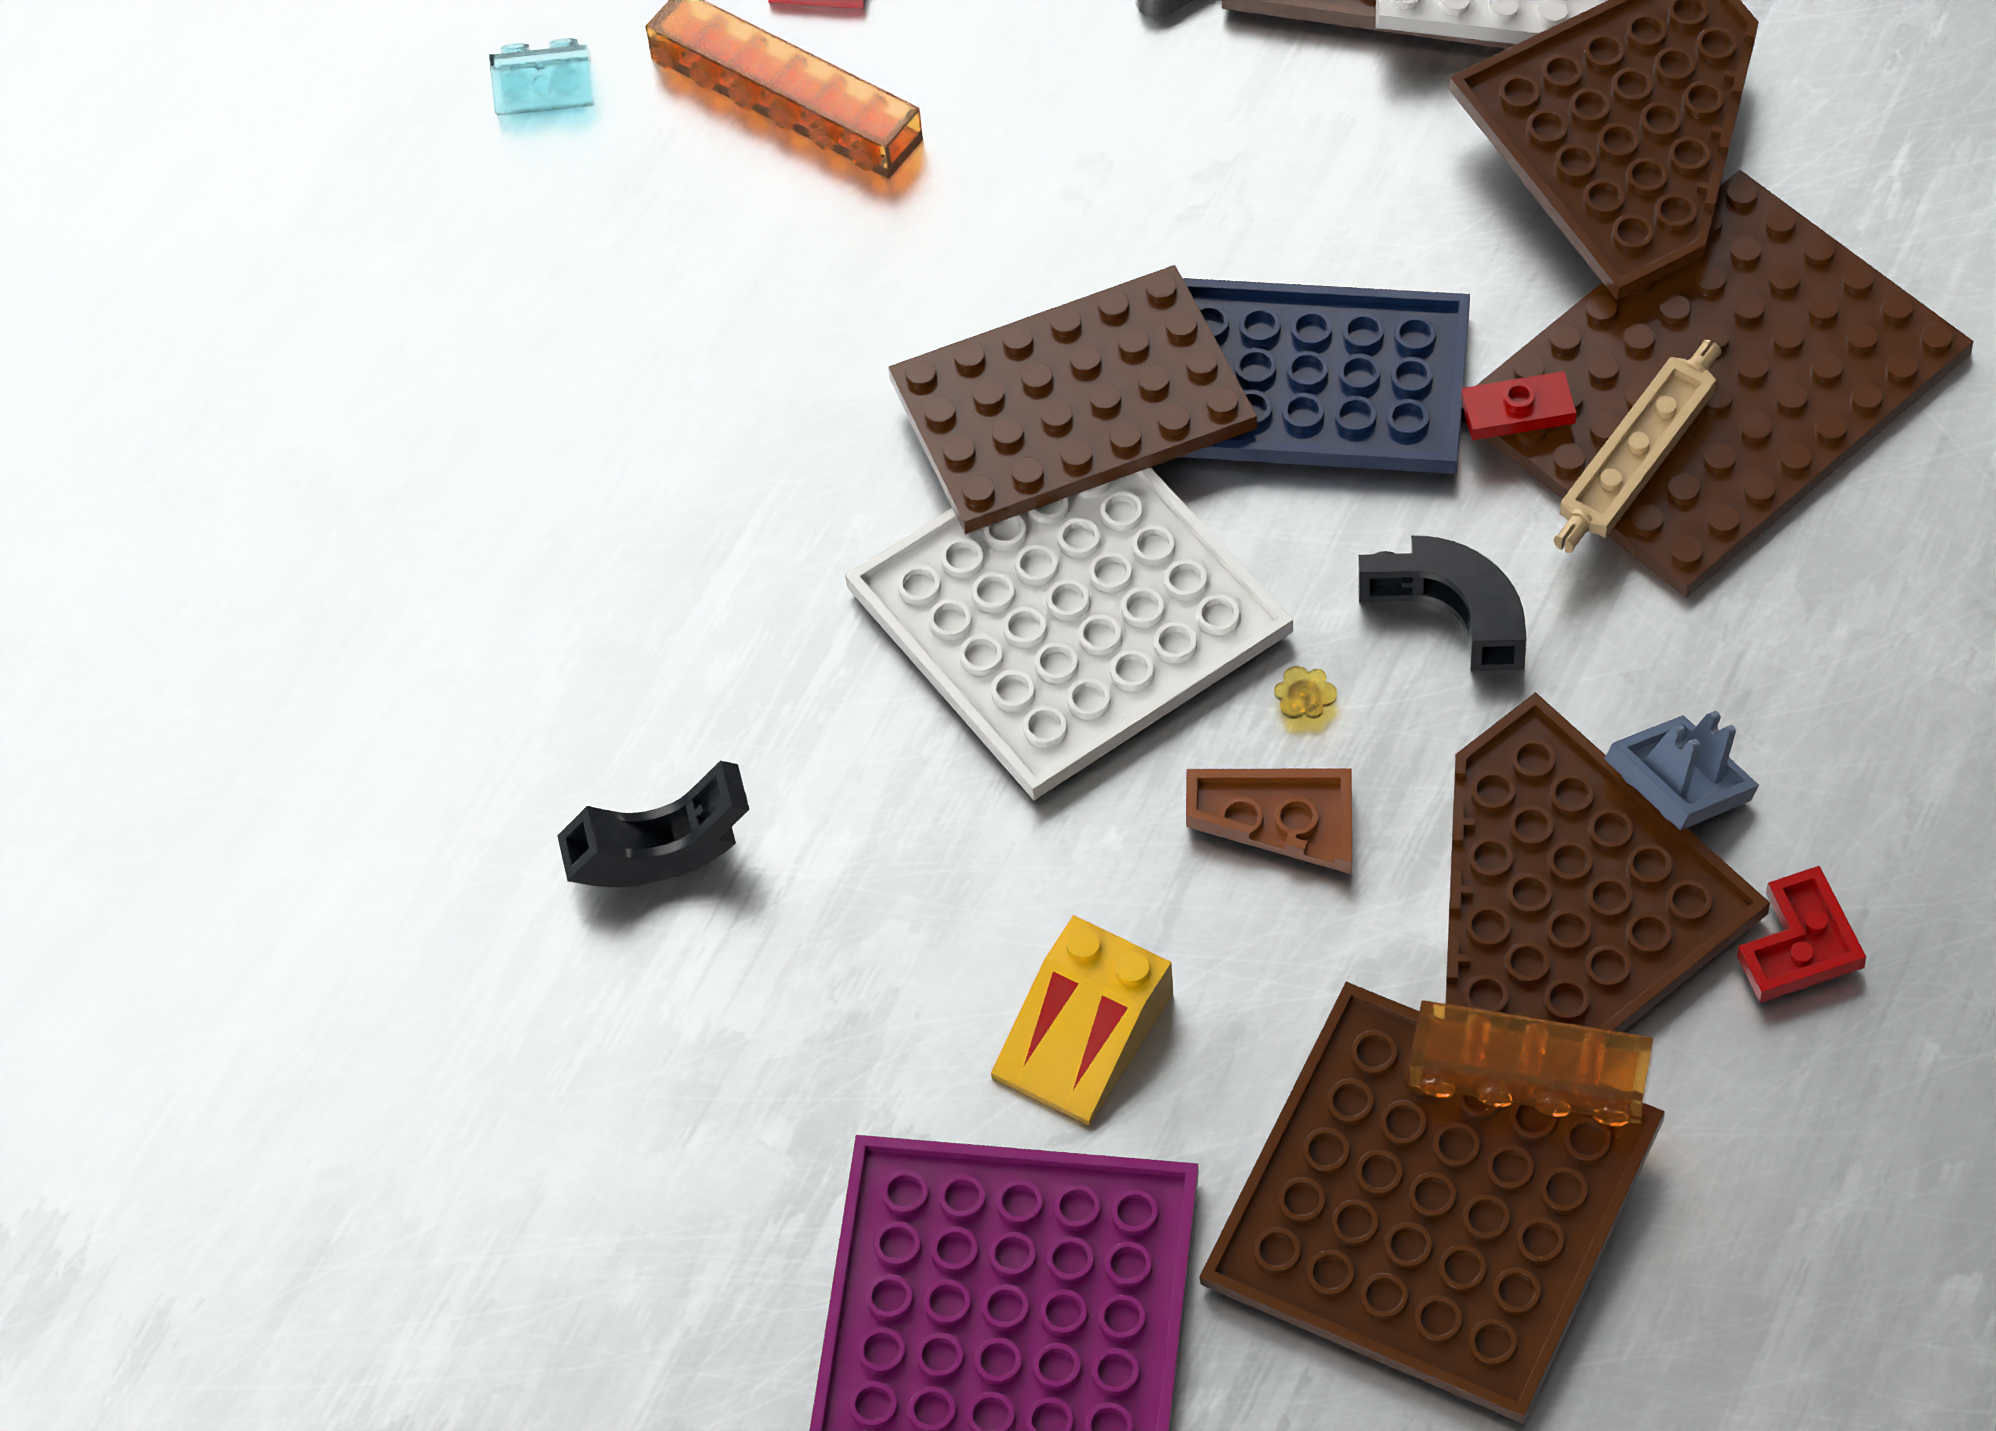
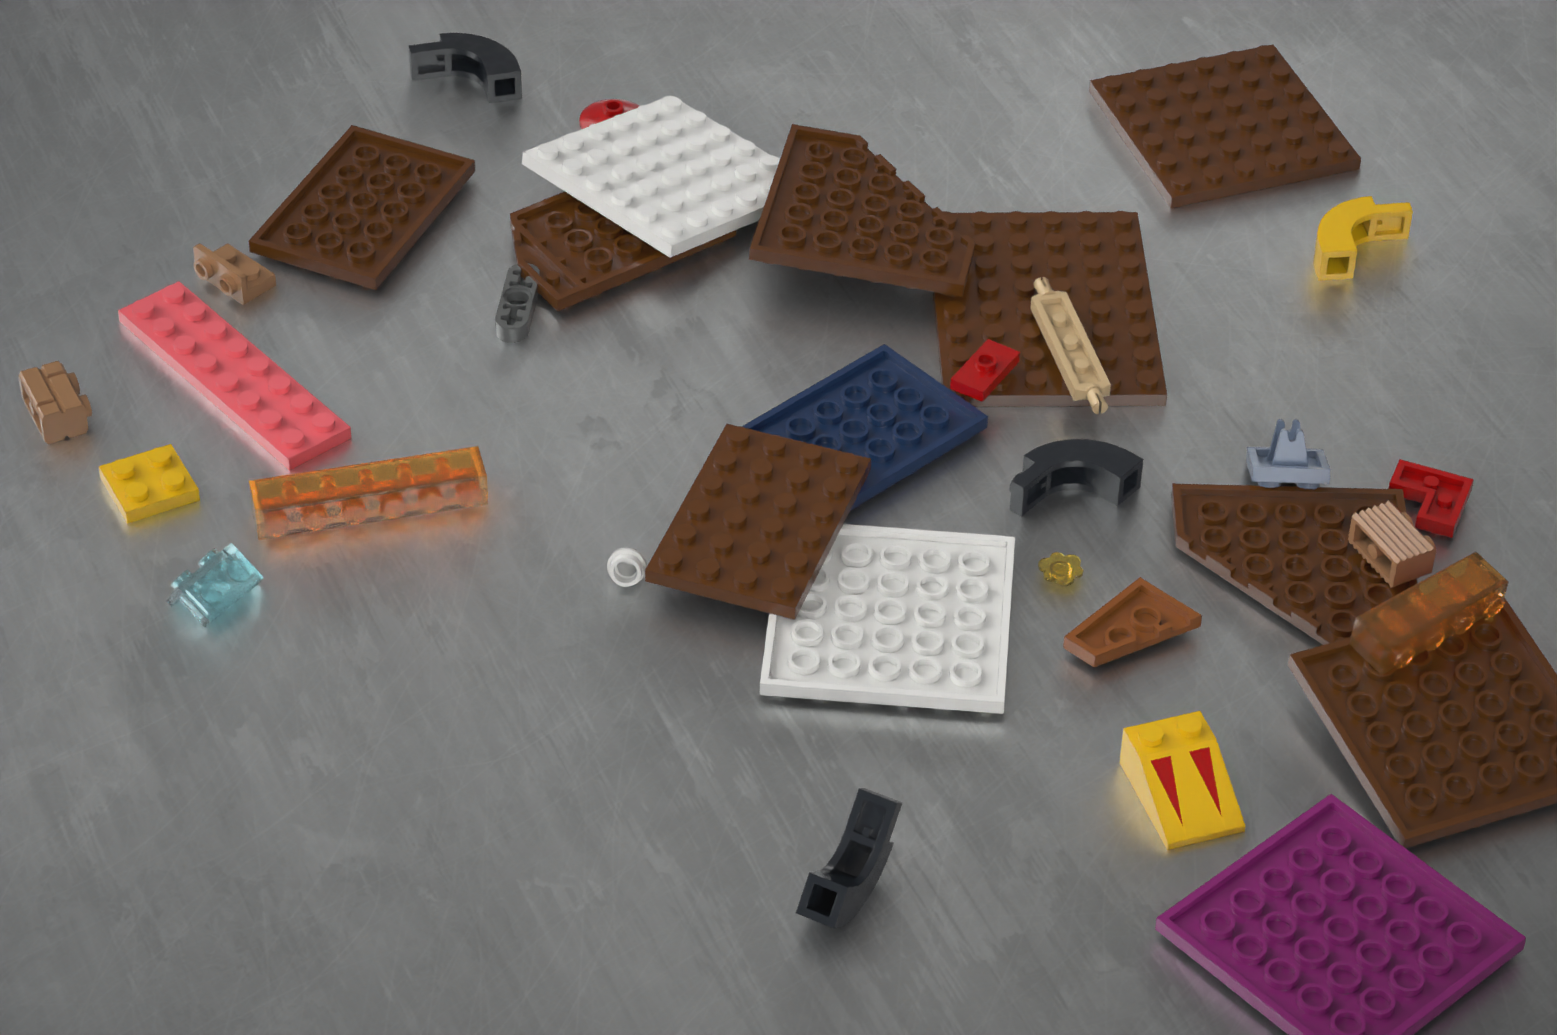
camera: 55 degrees left, 15 degrees down
(899, 344) = (626, 566): none -> white plate
(1639, 953) = (1392, 544): none -> medium nougat brick

